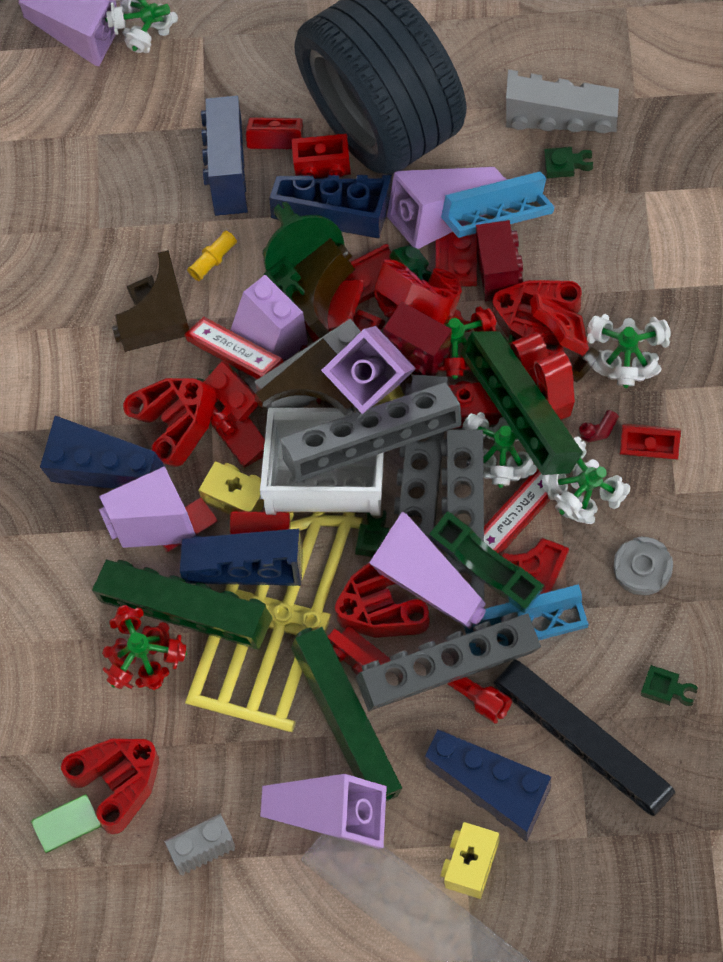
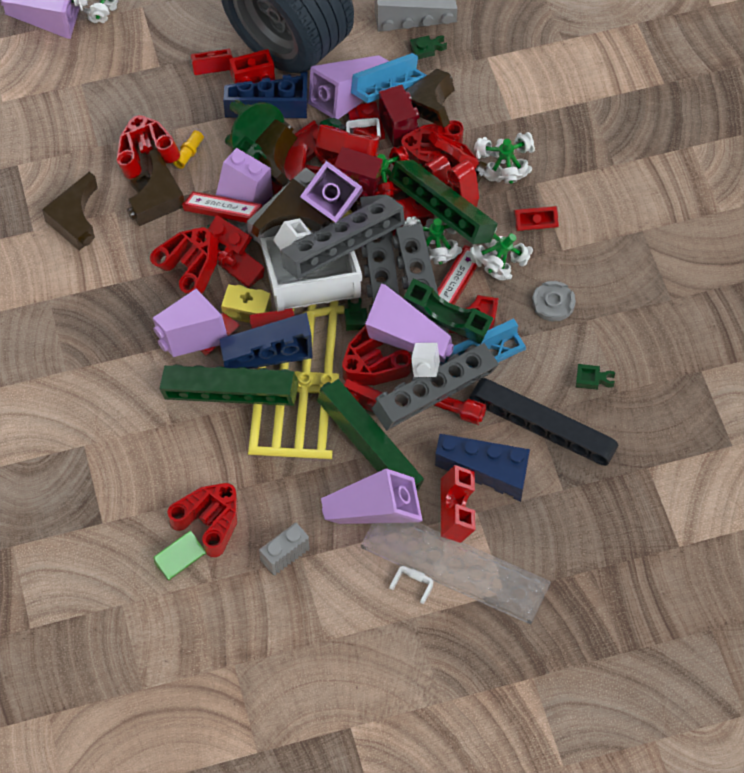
camera: 20 degrees left, 5 degrees down
(37, 315) = (67, 212): none -> dark brown arch
(93, 458) = (136, 298): dark blue wedge -> none
(147, 230) = (140, 133): none -> red connector
(151, 641) = (207, 417): red plant -> none
(224, 155) = (181, 80): wedge -> none
(304, 414) = (291, 232): none -> white brick
(362, 916) = (417, 575): none -> white piece
(439, 626) = (425, 359): none -> white brick
(441, 810) = (456, 518): none -> red arch
(448, 261) = (364, 123): none -> white piece
(473, 877) = (488, 507): light yellow brick -> none
(548, 237) = (430, 95): none -> dark brown arch
(600, 431) = (501, 216): dark red arm -> none

